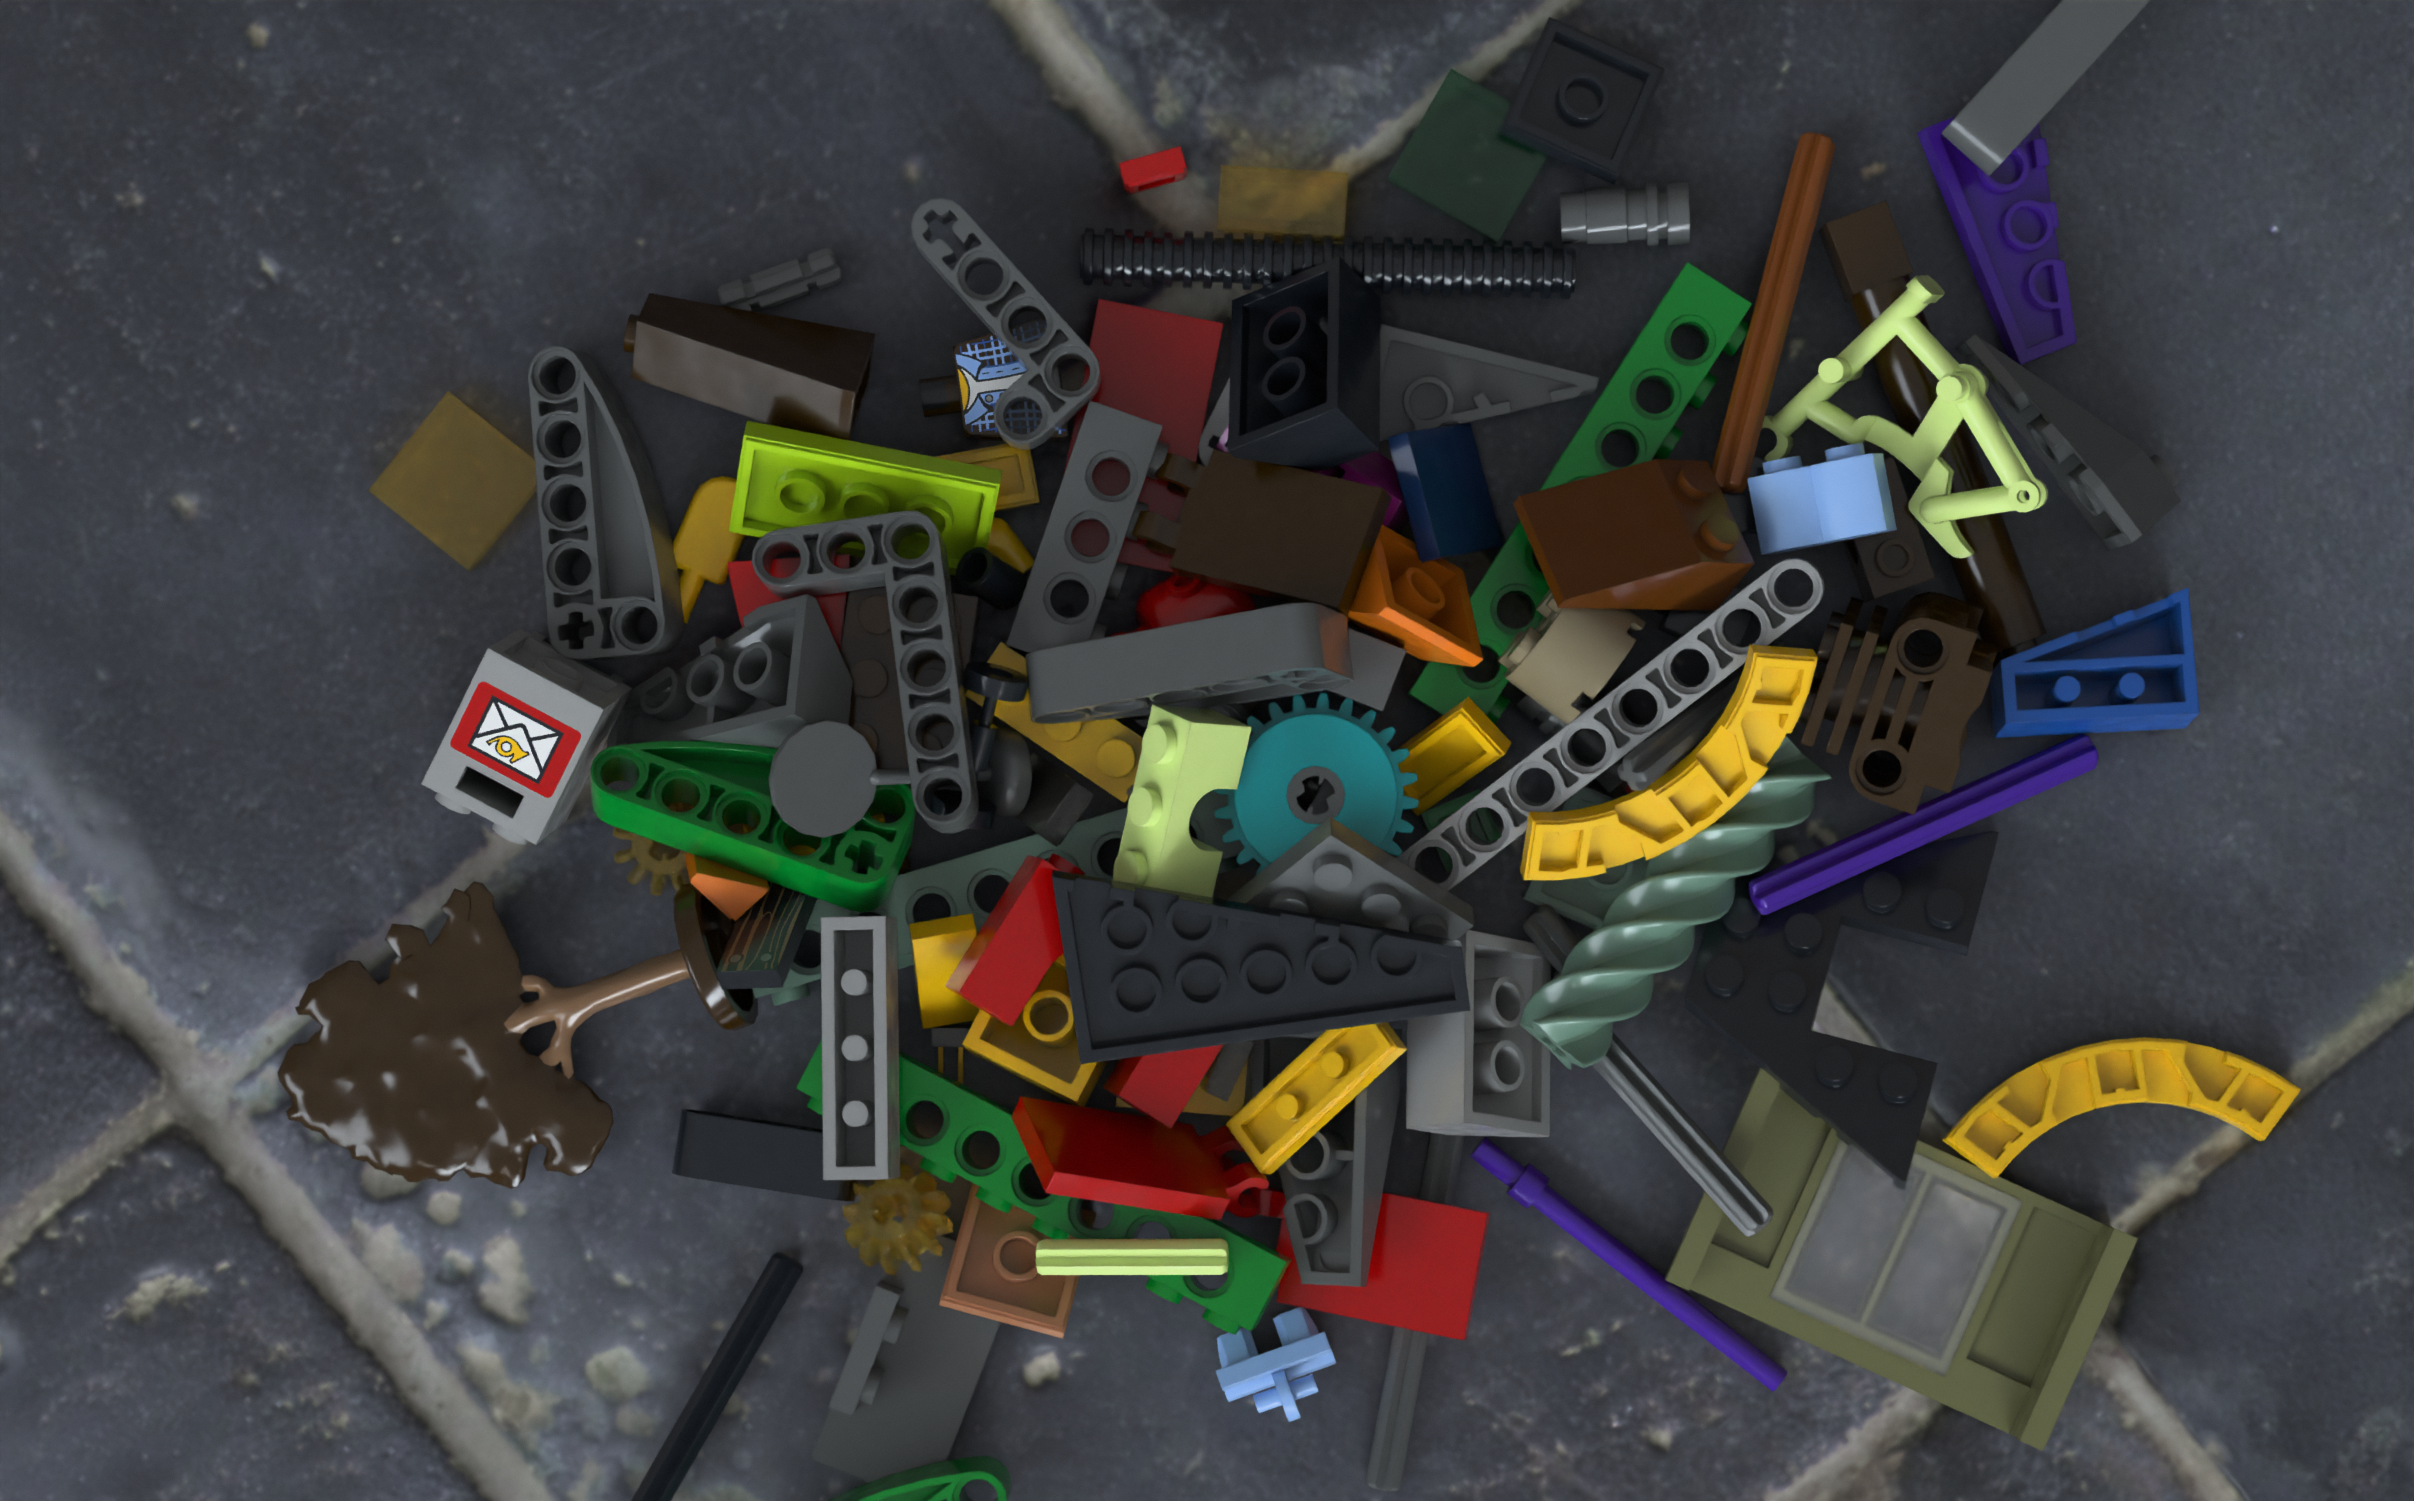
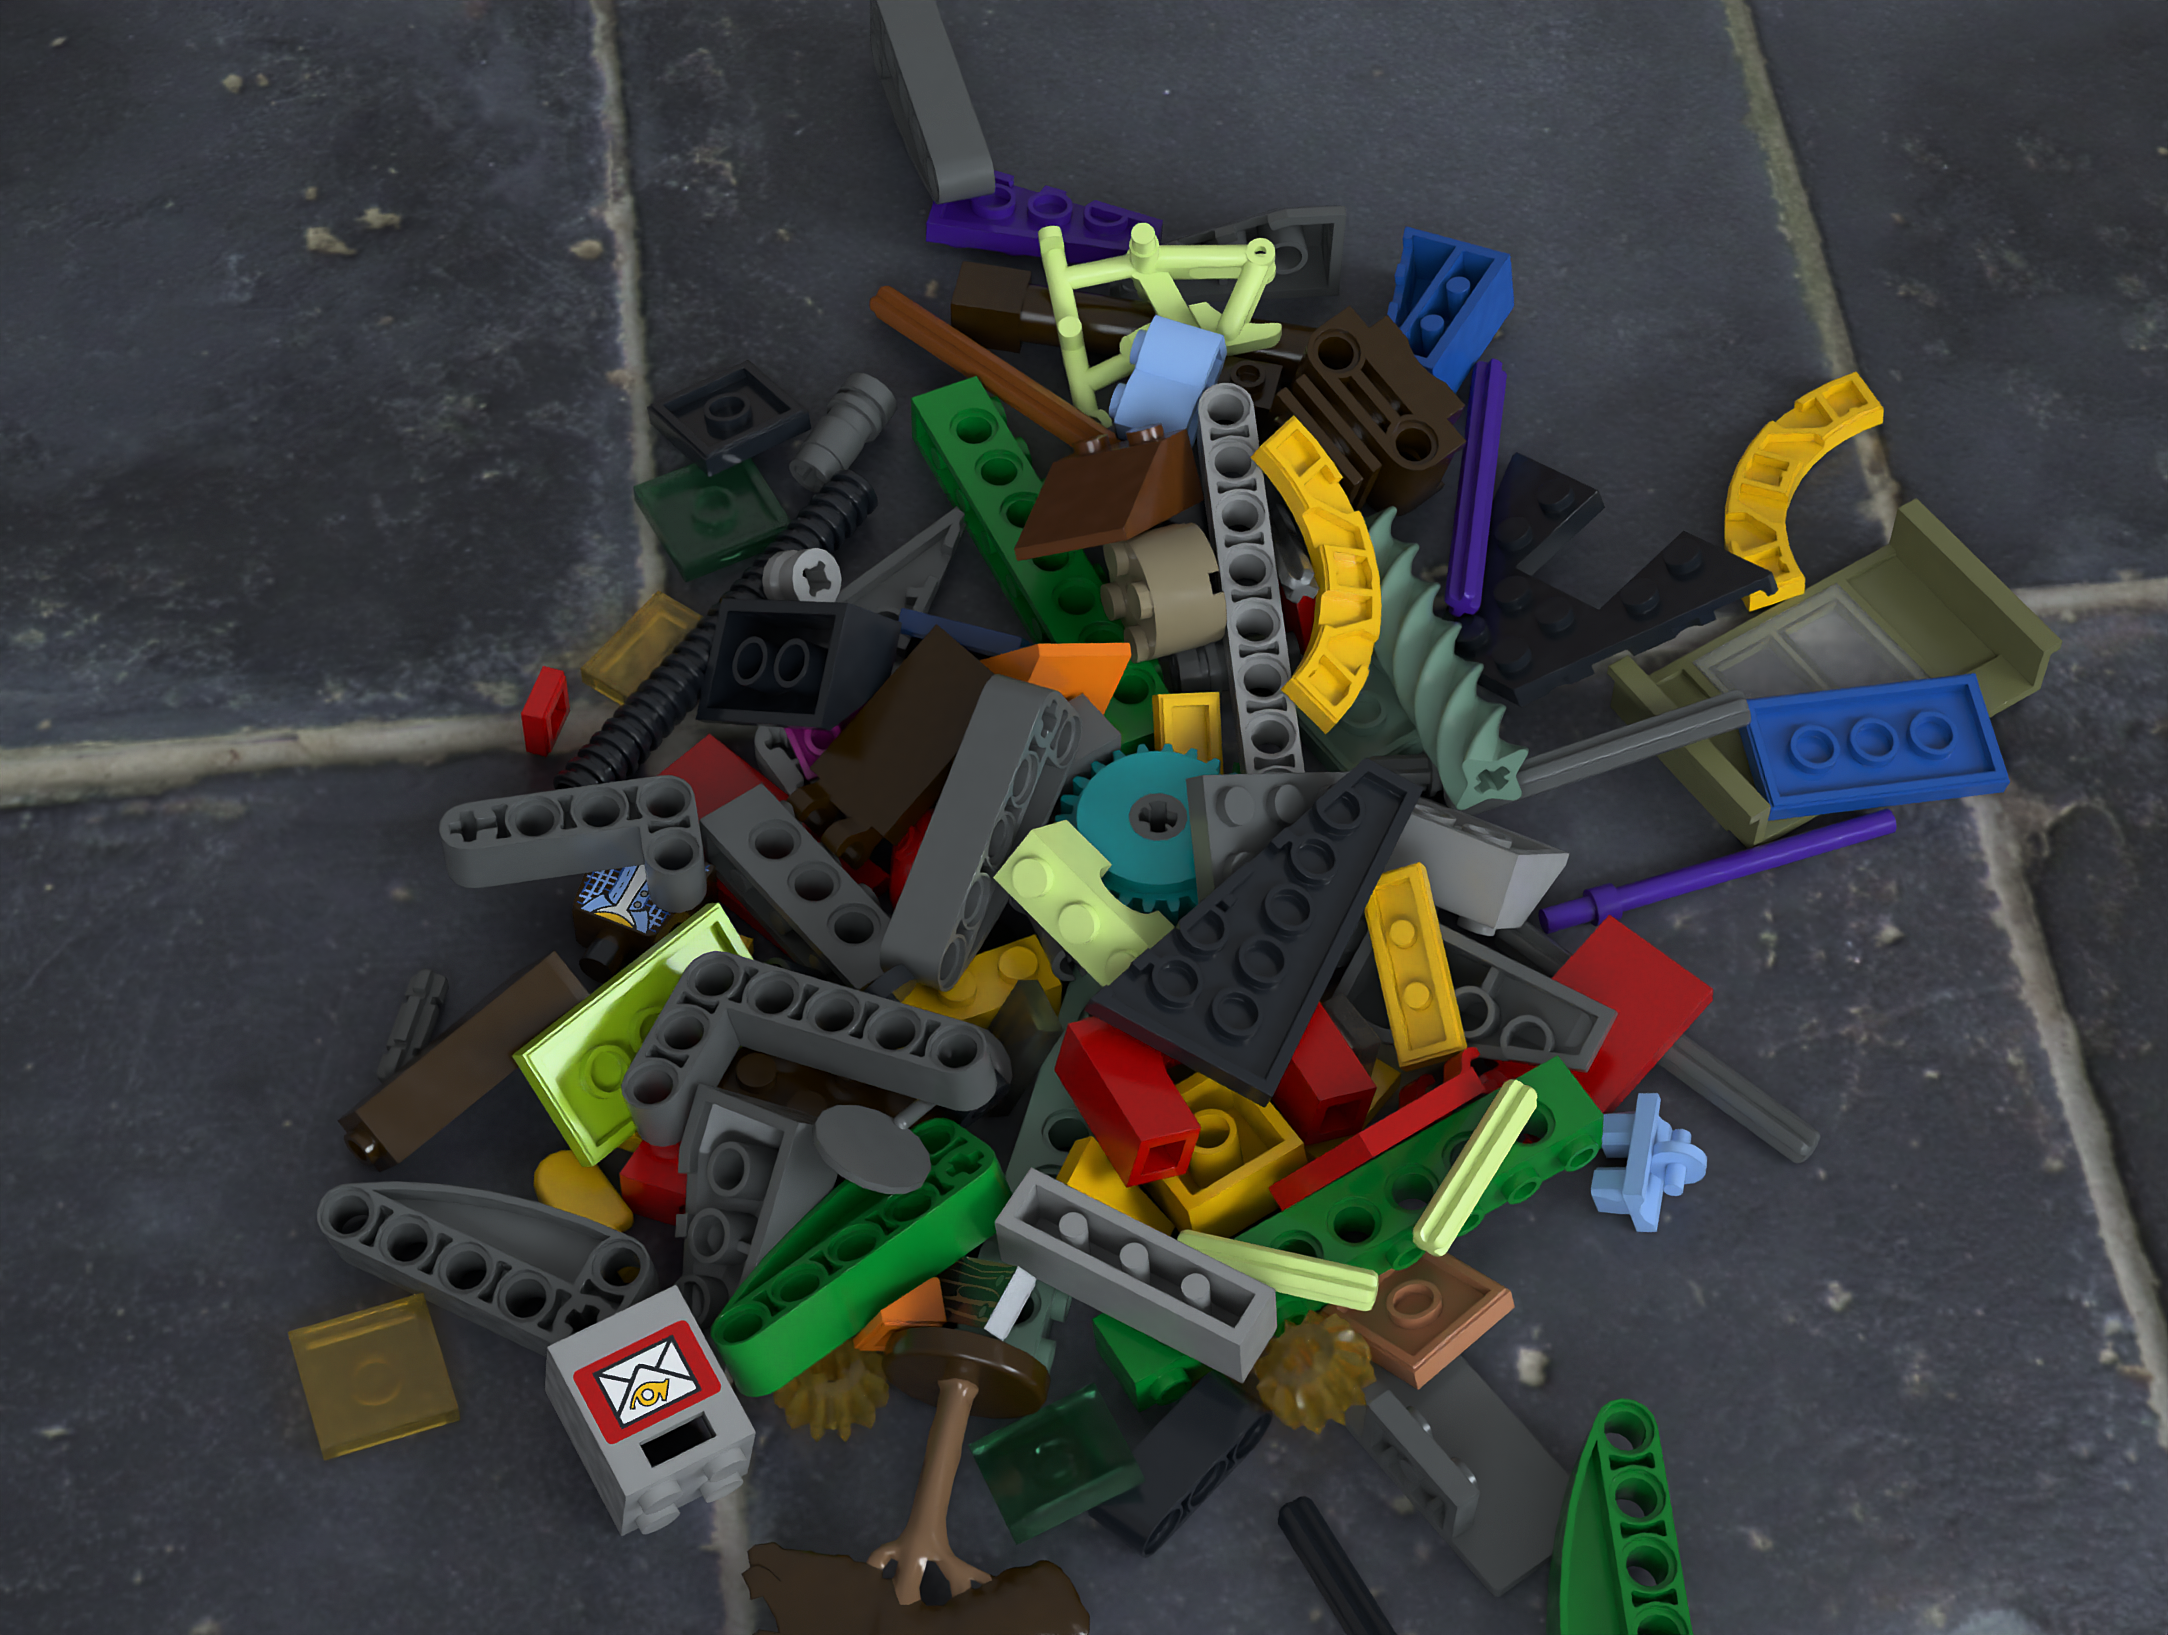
camera: 60 degrees left, 35 degrees down
(693, 1069) = (1056, 1463): none -> clear green tile
(947, 1147) = (1291, 1272): none -> yellowish green axle
(1415, 304) = (785, 579): none -> light grey wheel
(1839, 1331) = (1873, 746): none -> blue tile

